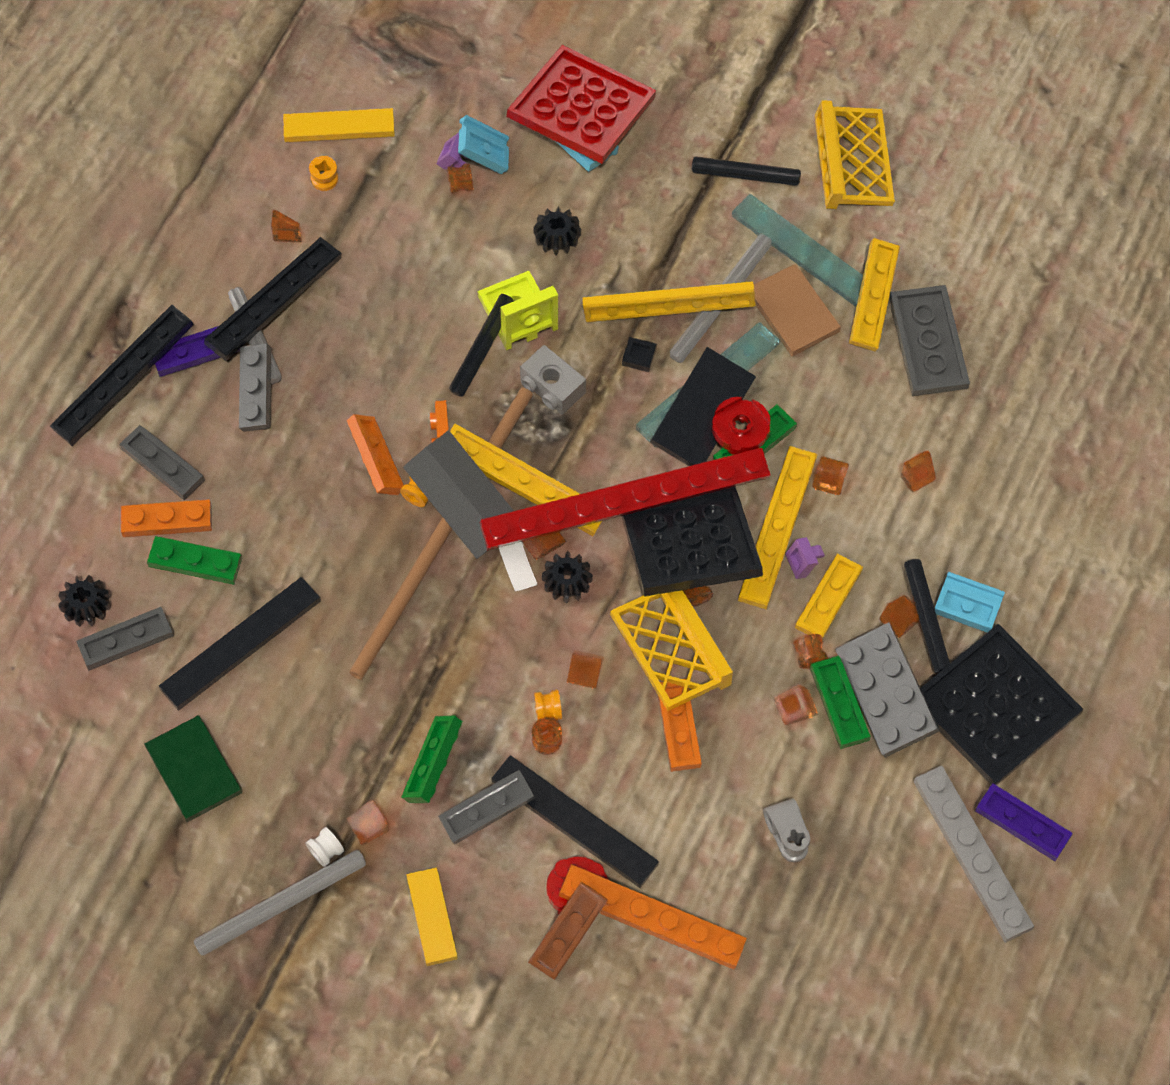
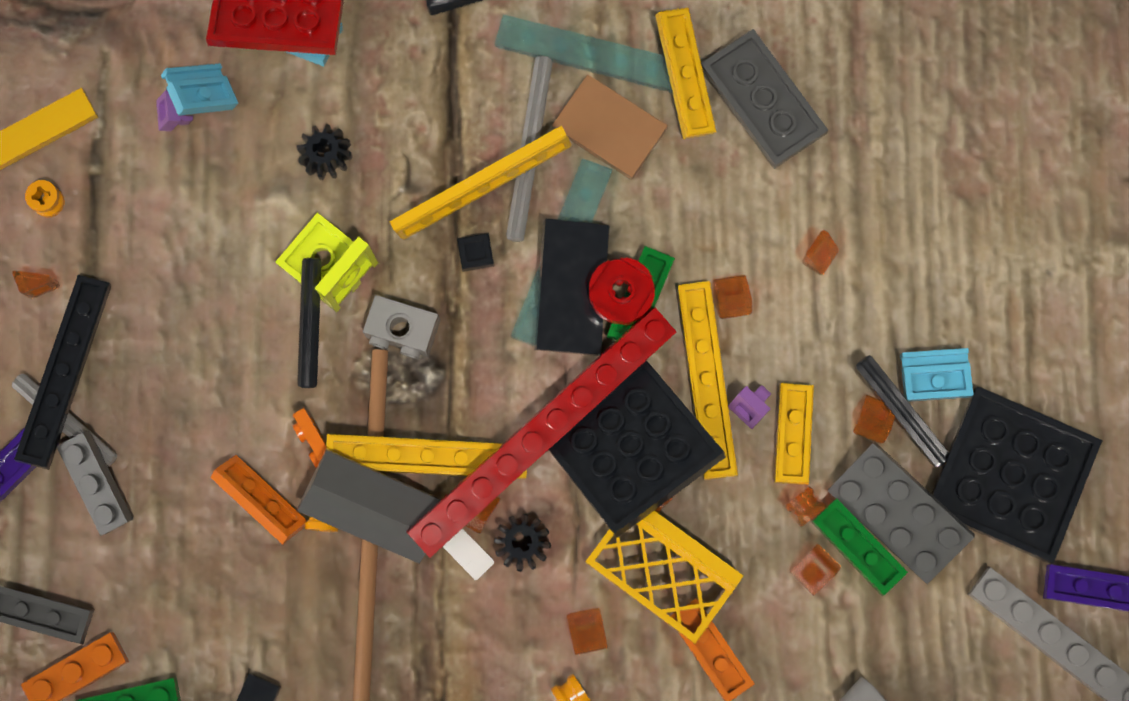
camera: 20 degrees left, 15 degrees up
(460, 178) = (192, 138): clear orange wheel -> none

